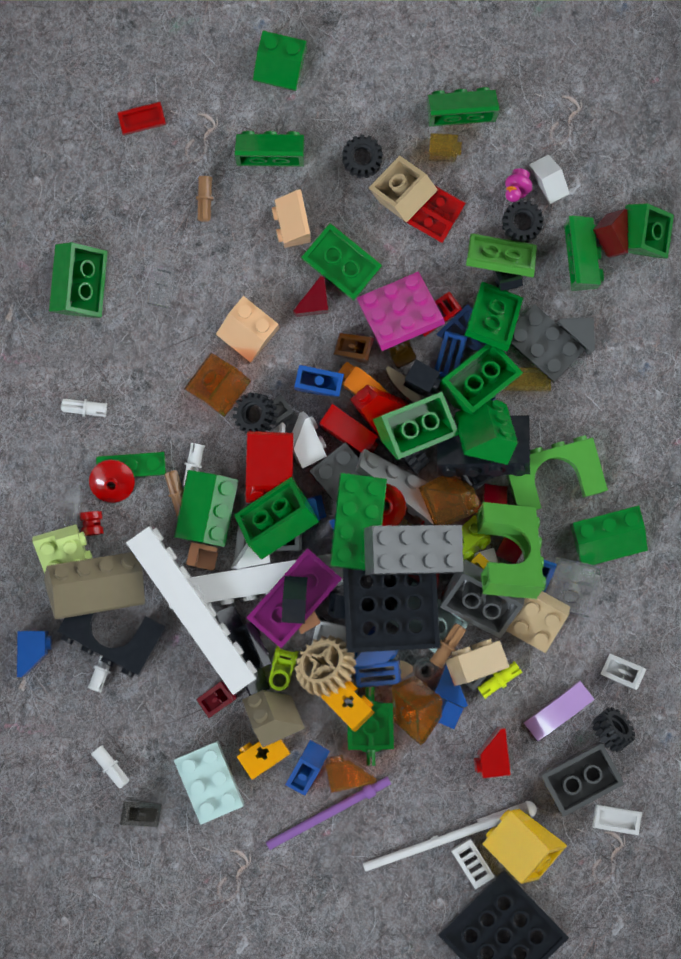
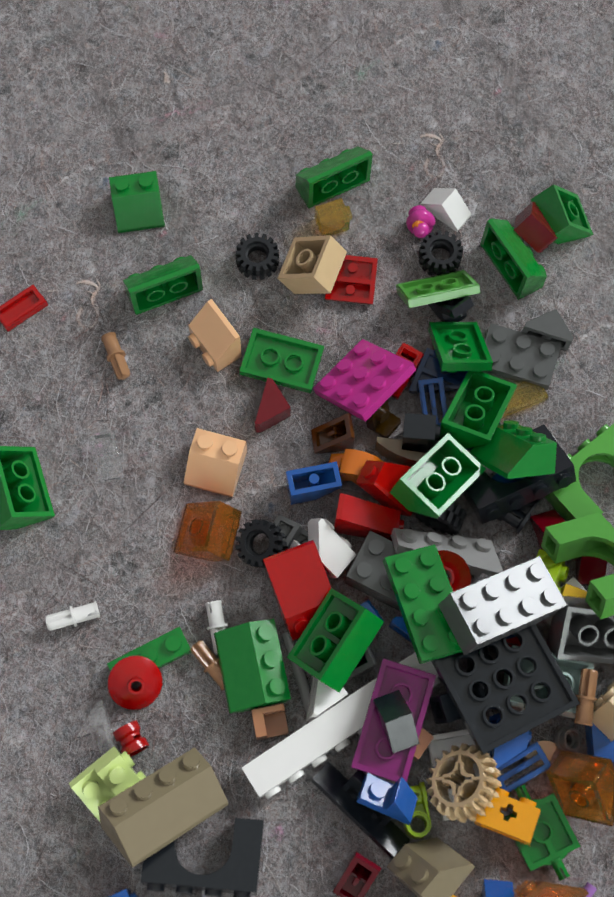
camera: 25 degrees left, 15 degrees down
(192, 610) = (286, 786): white brick -> none
(263, 652) = (390, 799): none -> blue slope
(449, 500) = (507, 543): clear orange slope -> none

